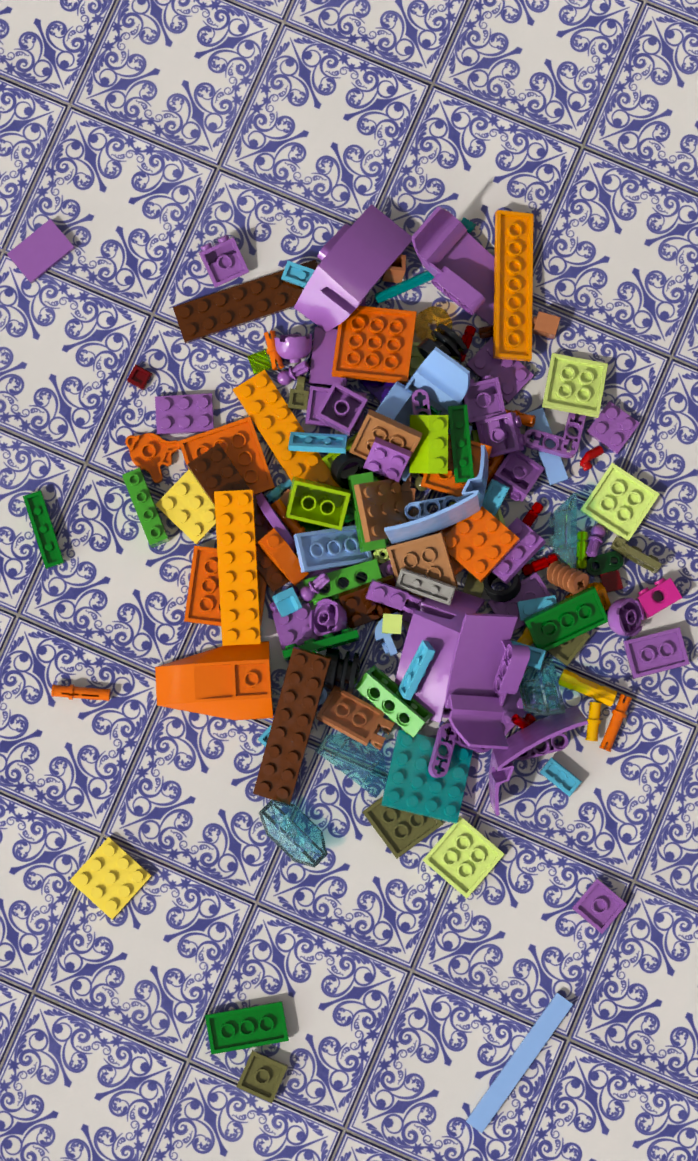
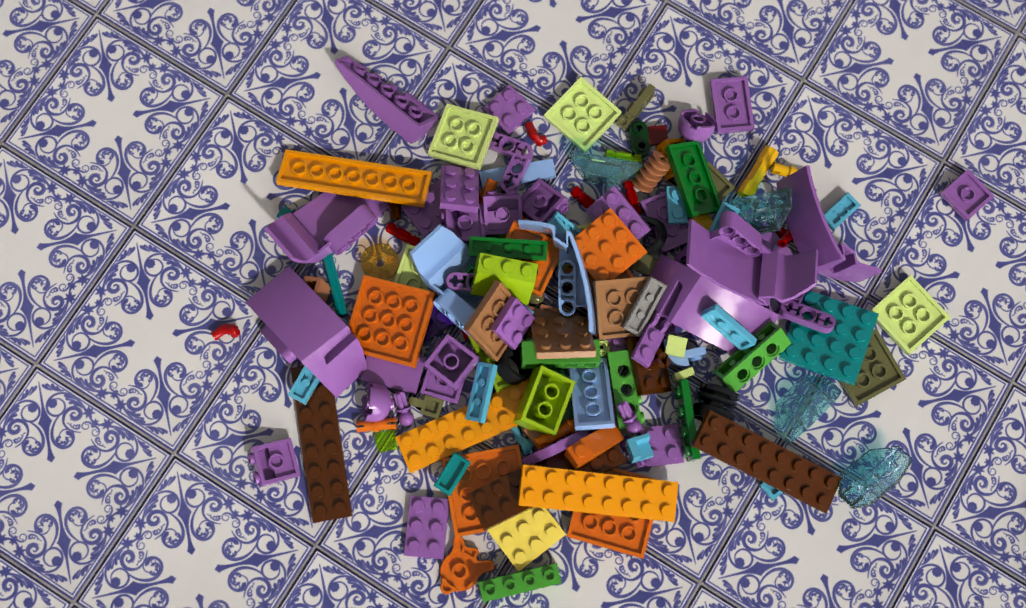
camera: 90 degrees left, 5 degrees down
(139, 377) = (380, 569): dark red tile -> none
(219, 683) = (710, 531): orange wedge -> none
(236, 428) = (452, 474): none -> teal tile
(327, 618) = (661, 410): medium lavender cylinder -> none
(344, 191) = (226, 328): none -> red arm
(354, 718) = (763, 399): nougat tile -> none
(367, 637) = (684, 374): none -> yellowish green tile
(446, 341) = (398, 250): black wheel -> none
(518, 389) = (459, 188): none -> medium lavender plate
(545, 324) = (398, 153): nougat brick -> none
(594, 313) = (398, 110): none -> medium lavender wedge
(595, 540) = (608, 140): medium lavender axle -> none
(615, 722) = (793, 152): orange pin -> none
(669, 593) = (679, 83): dark pink brick -> none

